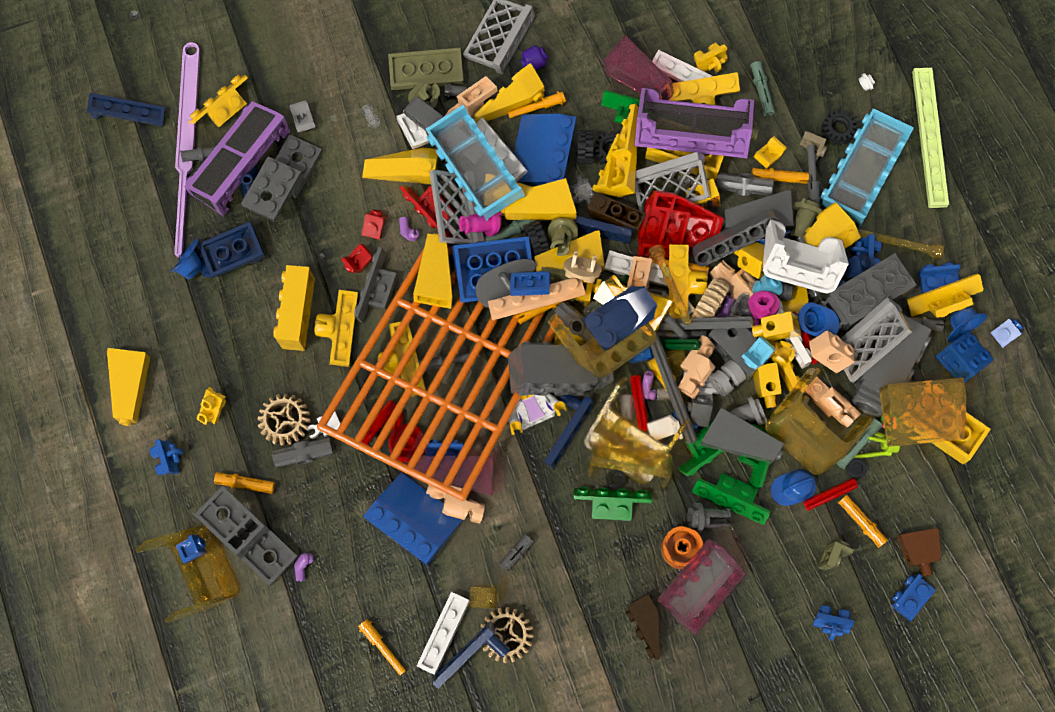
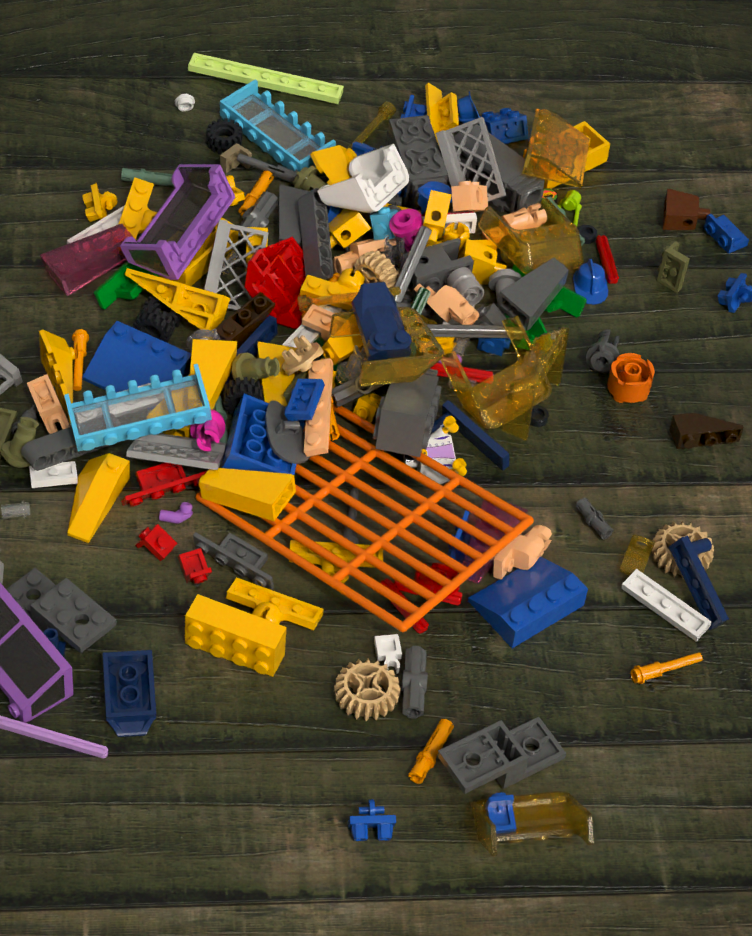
camera: 80 degrees left, 25 degrees down
(127, 383) = (259, 844): yellow slope -> none
(189, 262) = (119, 735): blue piece -> none
(211, 407) = (325, 755): yellow hips -> none
(300, 564) = (548, 718): medium lavender arm -> none
(535, 56) = (21, 343): dark purple head -> none
(612, 503) = (564, 423): bracket -> none
(663, 427) = (495, 356): white bracket -> none
(701, 586) = (677, 369): window -> none
(733, 495) = (587, 326): green bracket -> none
(758, 353) = (455, 242): medium azure bracket -> none
(862, 520) = (648, 241): light orange pin -> none
(1007, 331) = (488, 89): bracket -> none

